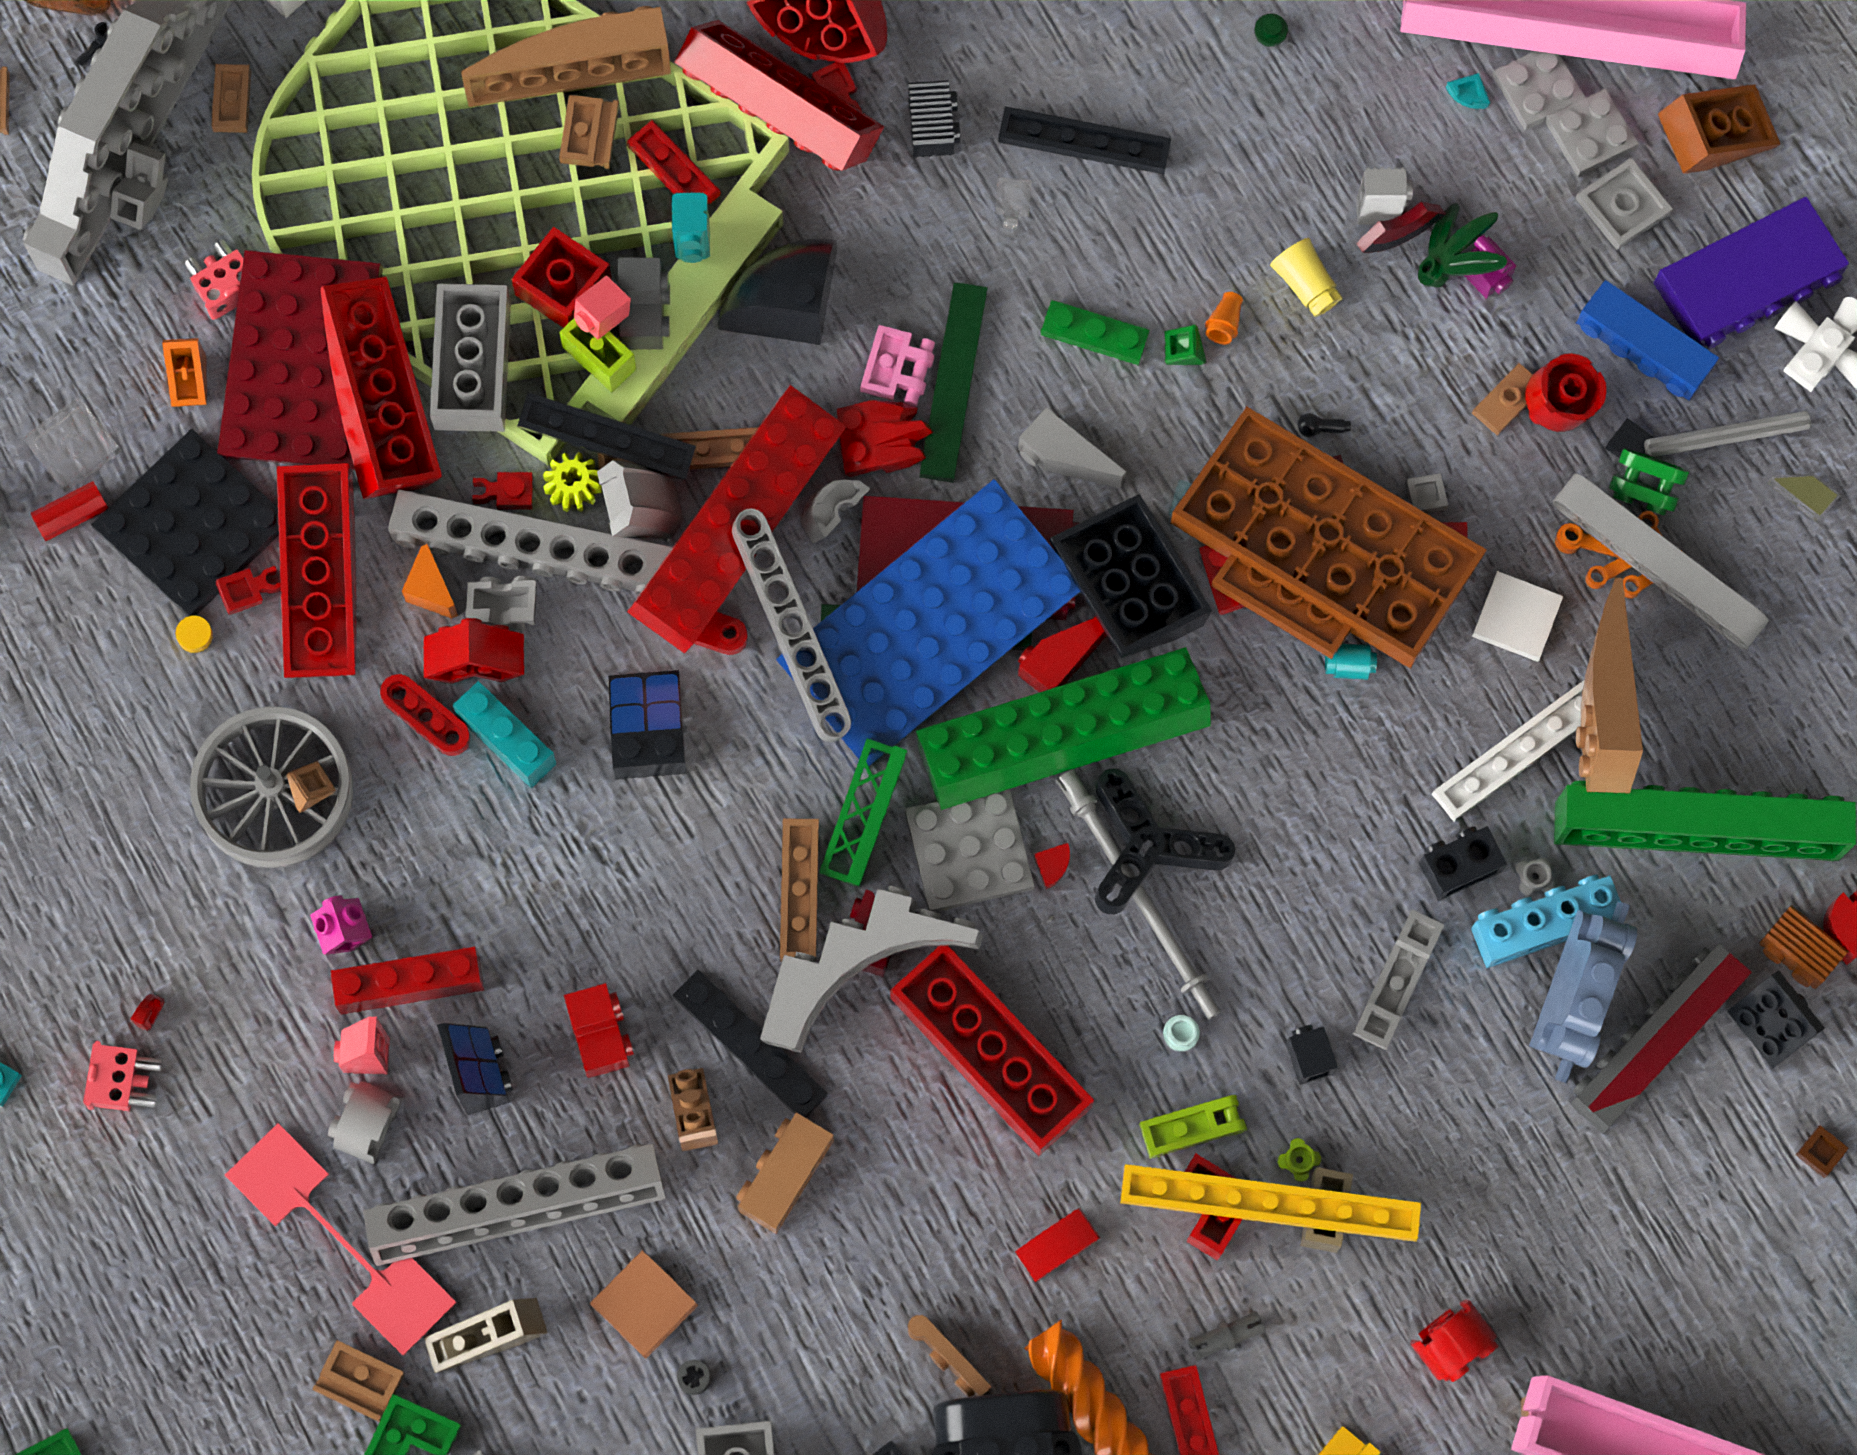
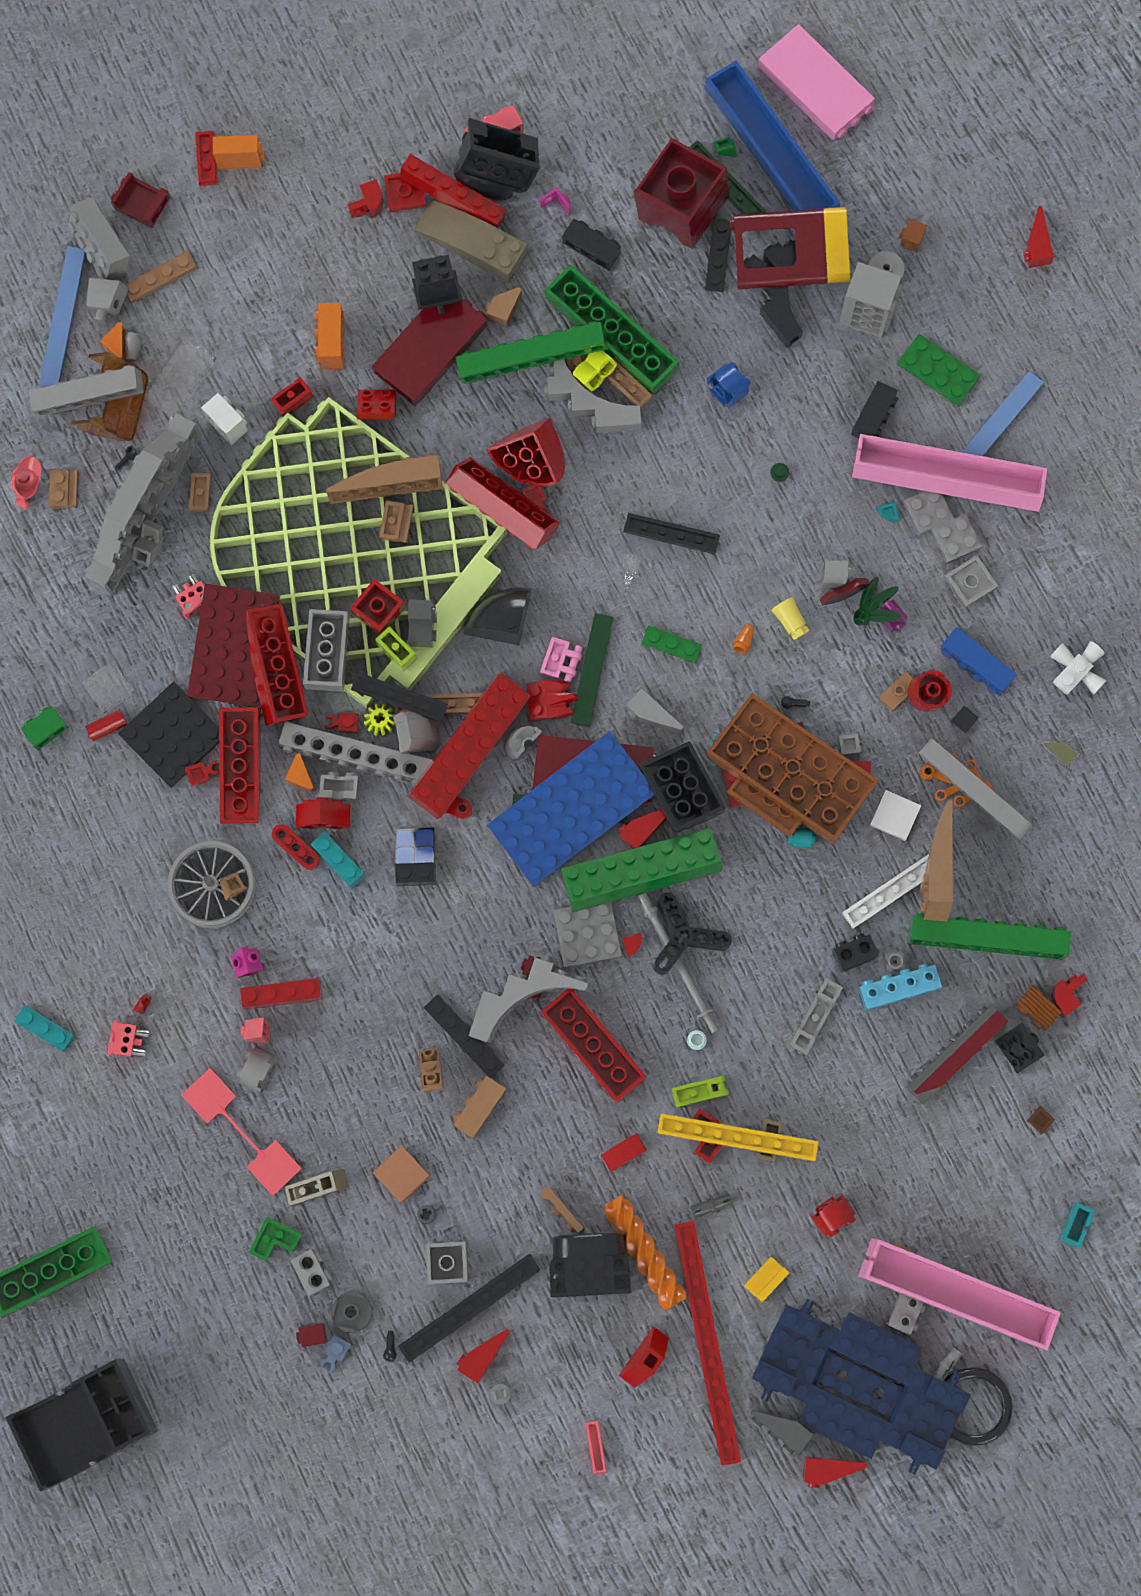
camera: 10 degrees right, 5 degrees up
(186, 371) = (171, 649): orange slope -> none
(194, 634) = (172, 796): yellow tile -> none
(358, 1381) = (248, 1208): medium nougat plate -> none
(475, 1066) = (315, 1043): slope -> none
(502, 1219) = (344, 1122): light grey brick -> none
(595, 1021) = (381, 1024): red brick -> none
(601, 308) = (398, 627): coral brick -> none
(670, 162) = (442, 543): red tile -> none
(691, 226) = (449, 580): teal brick -> none
(791, 607) = (495, 798): light grey beam -> none
(799, 887) = (494, 952): medium nougat plate -> none
(876, 816) = (542, 901): green fence -> none
(931, 118) = (587, 518): black brick -> none
(1184, 346) = (720, 654): green slope -> none
(1299, 1149) = (751, 1112): lime plate -> none
(1311, 1054) = (766, 1055): black brick -> none
(1583, 988) = (915, 1026): sand blue brick -> none
(1658, 499) = (962, 746): green brick -> none
(1717, 127) = (1027, 538): dark orange slope -> none
(1727, 434) = (1017, 717): light grey axle -> none
(1751, 274) = (1039, 625): dark purple brick -> none

